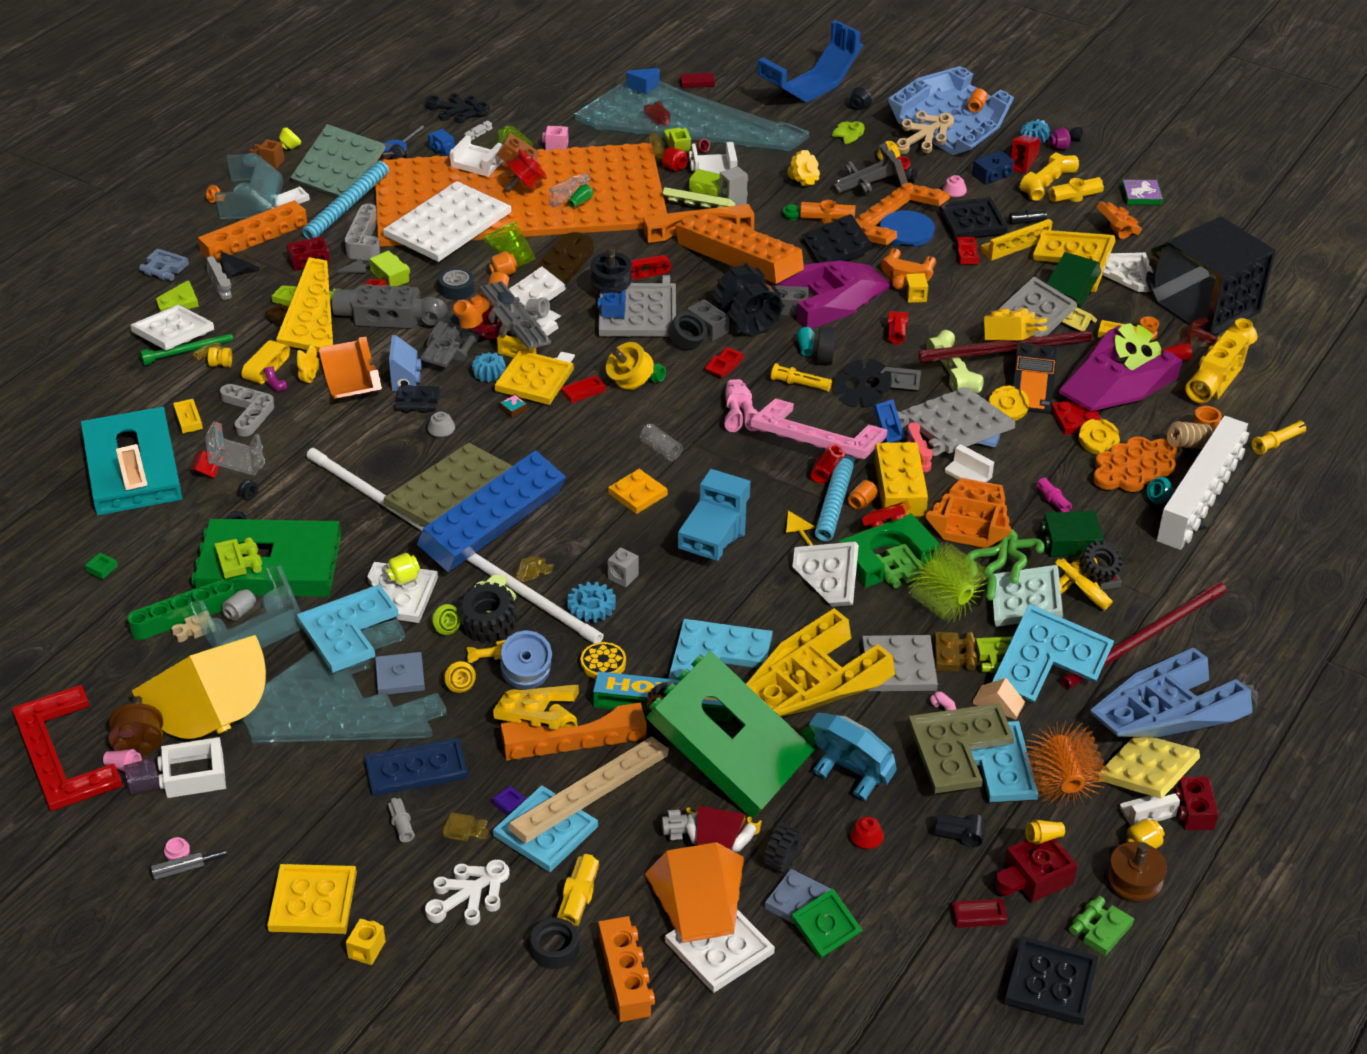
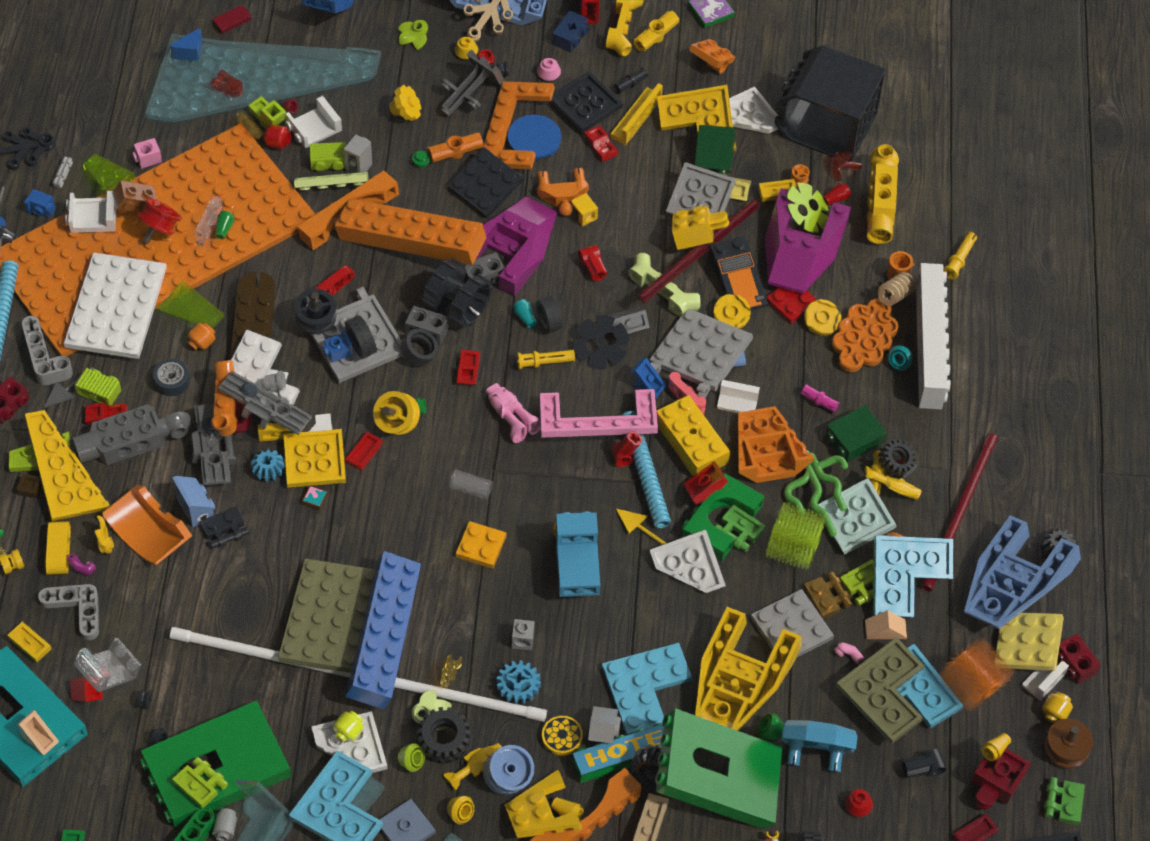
camera: 30 degrees left, 15 degrees up
(441, 425) = (267, 550): light grey cone -> none
(635, 299) = (360, 337): none -> black tyre
(644, 660) = (604, 724): none -> light grey brick
(862, 495) = (670, 467): orange brick -> none

